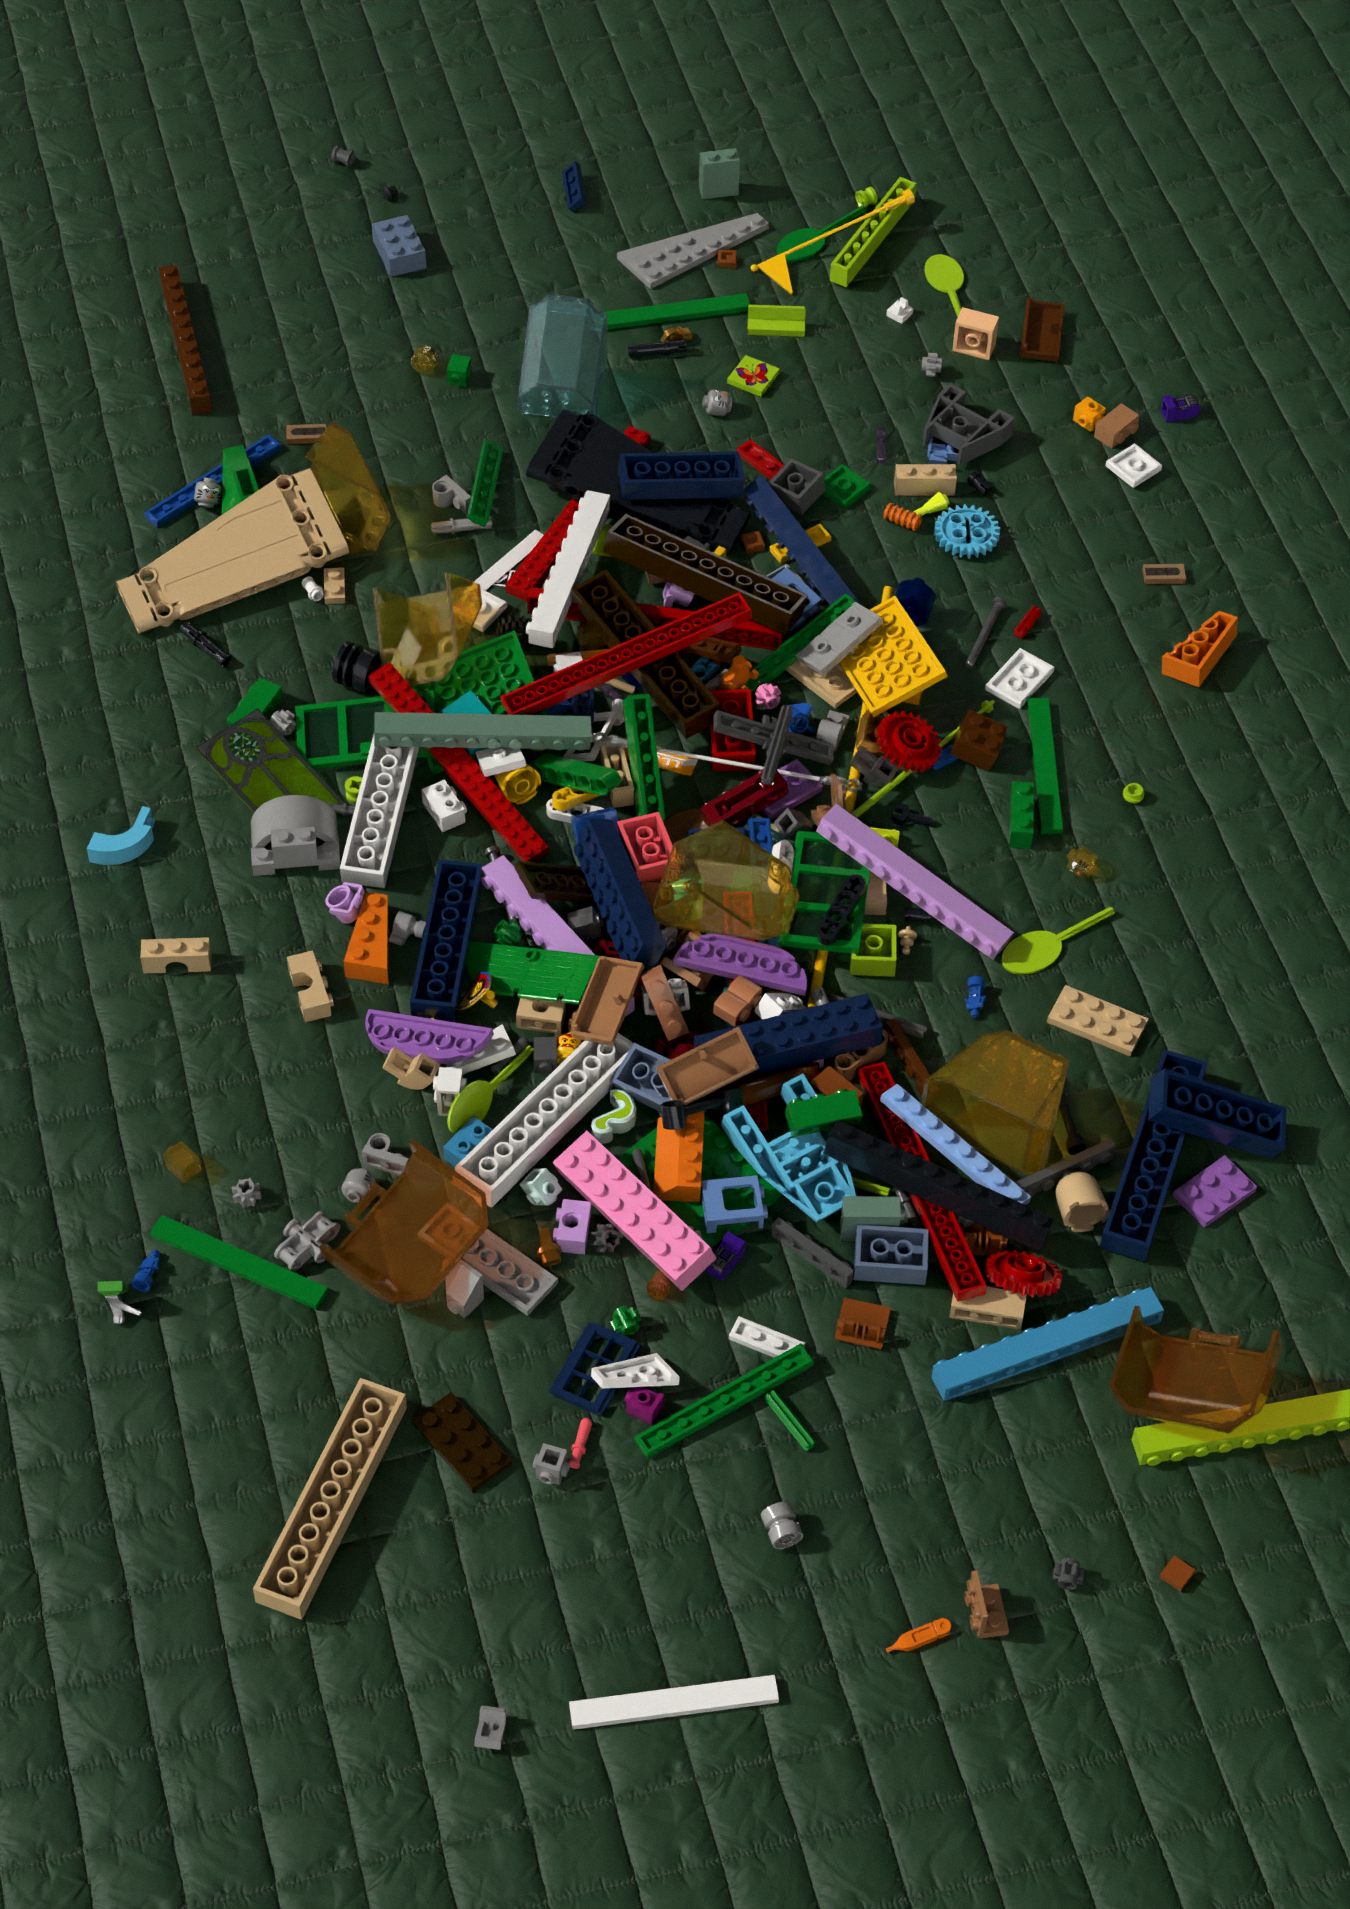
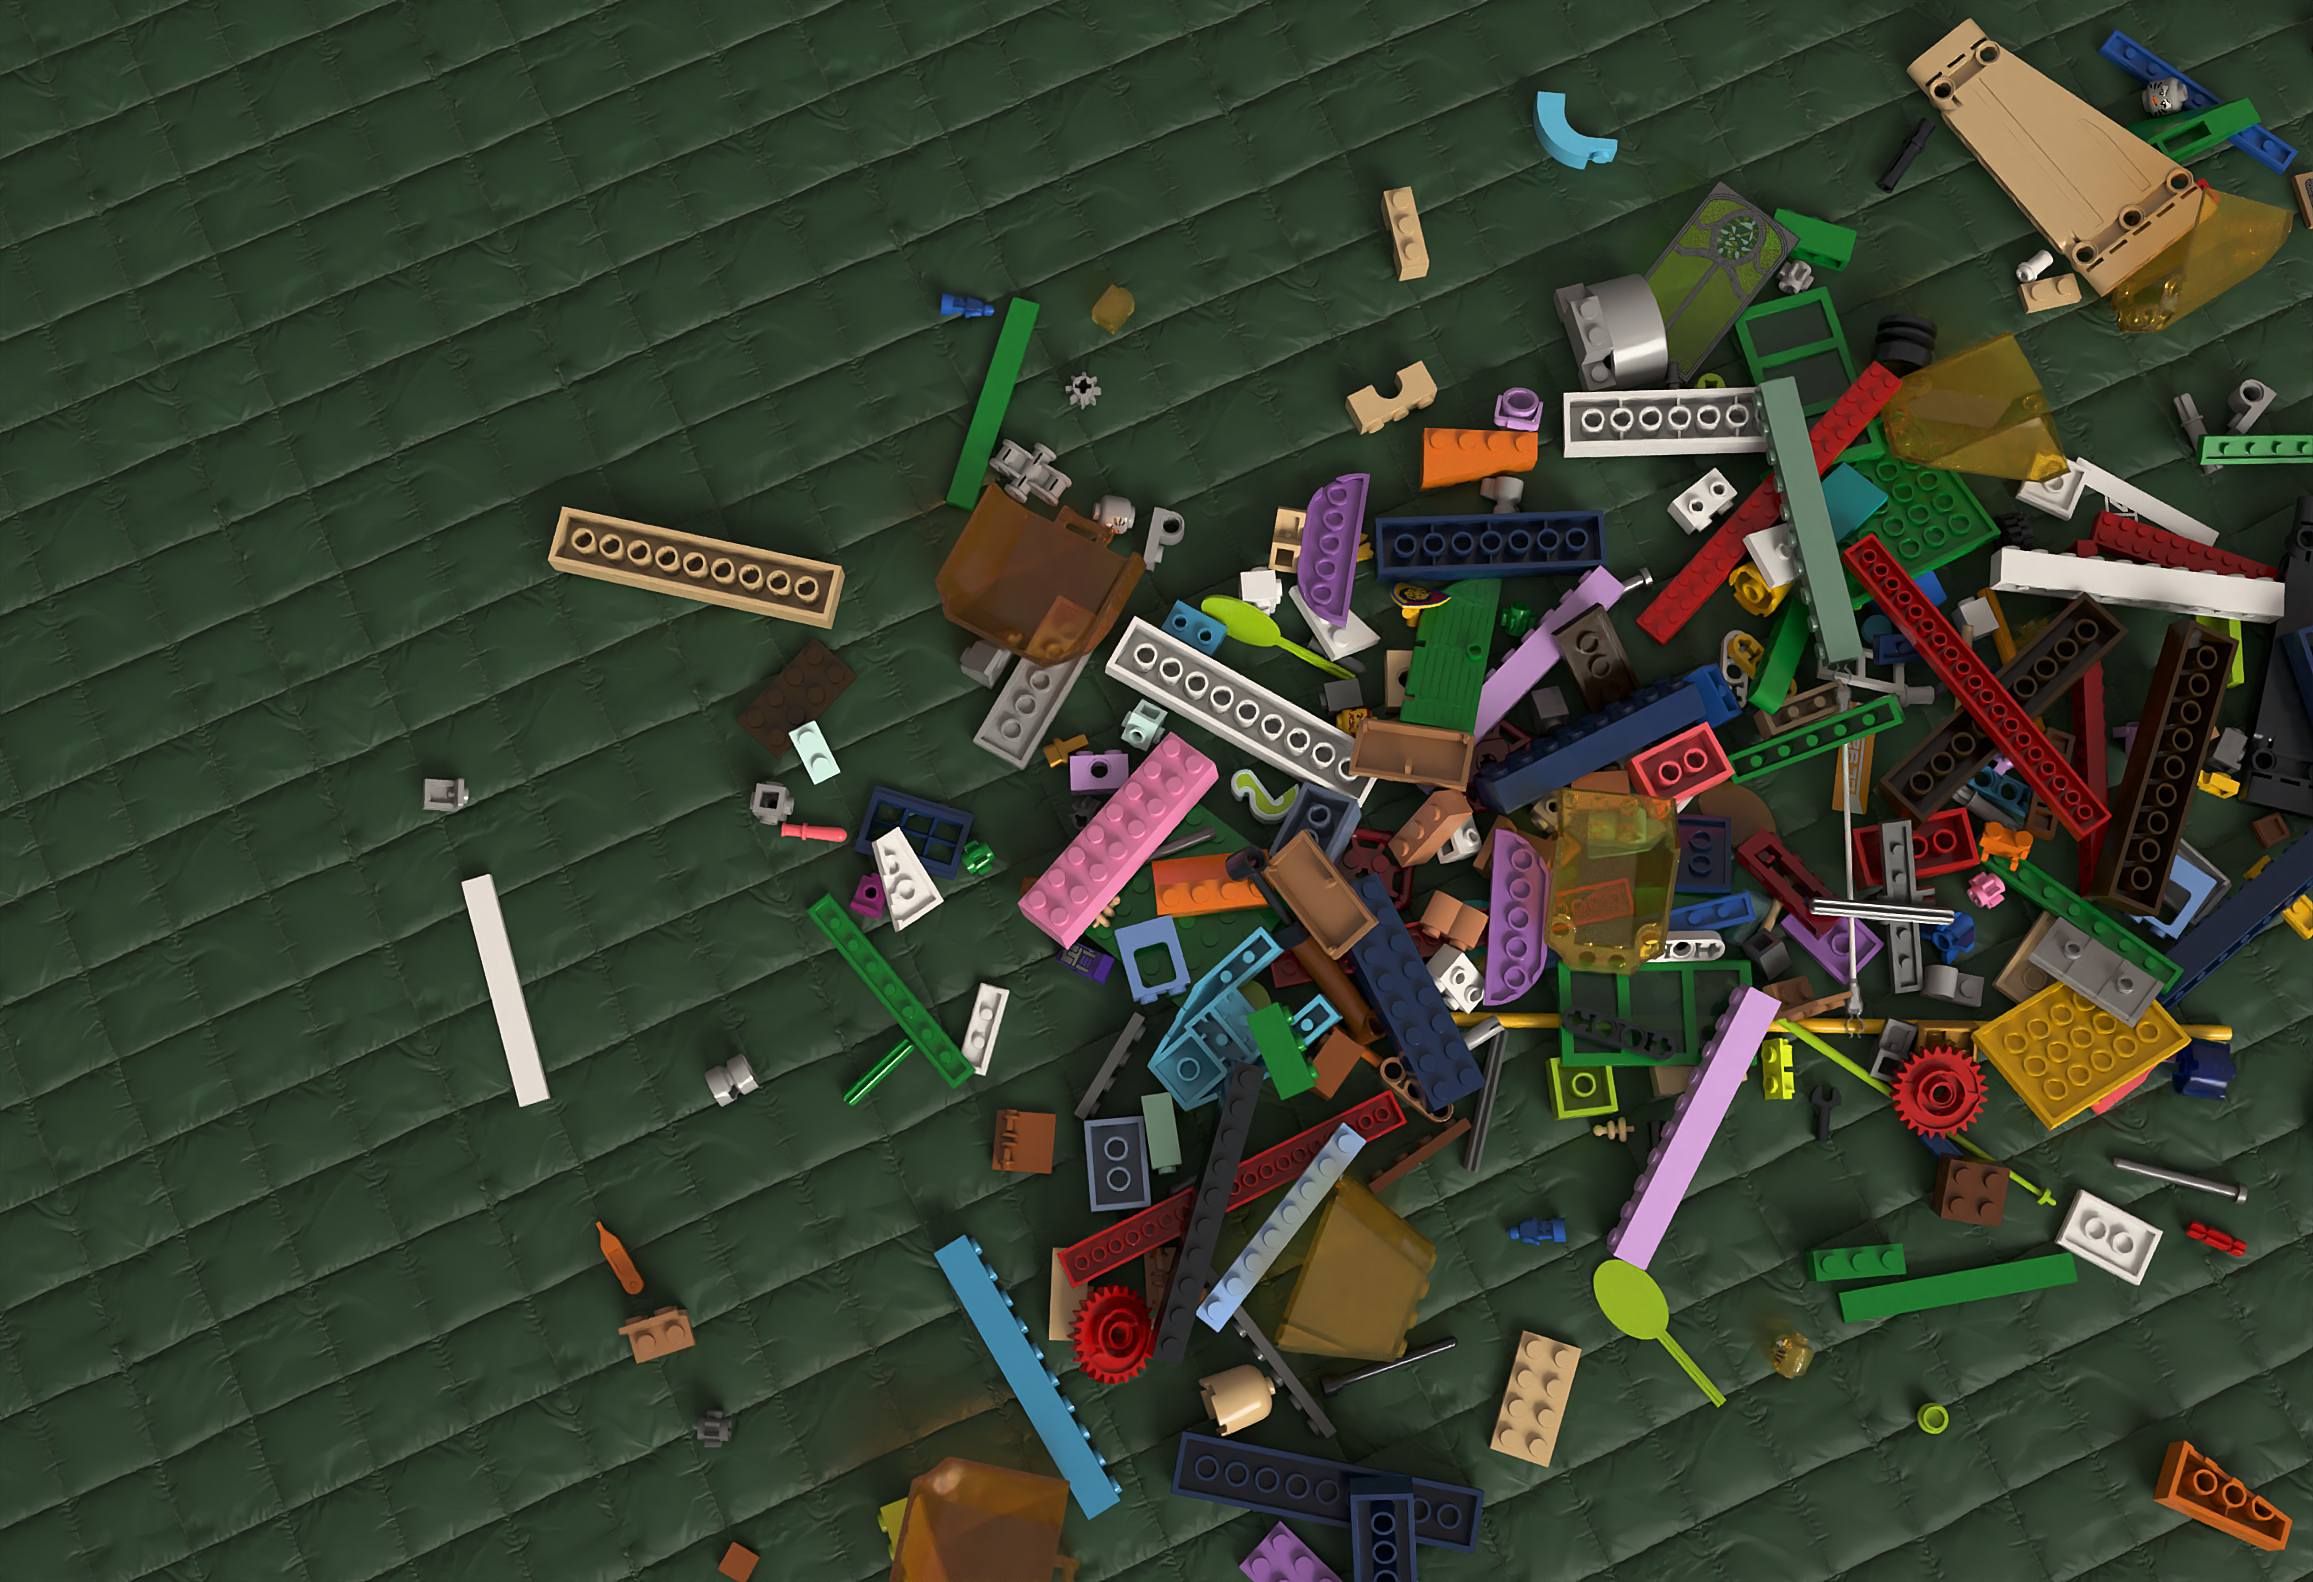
camera: 80 degrees right, 25 degrees up
(113, 1293) = (920, 273): piece -> none
(512, 1430) = (814, 752): none -> light aqua plate

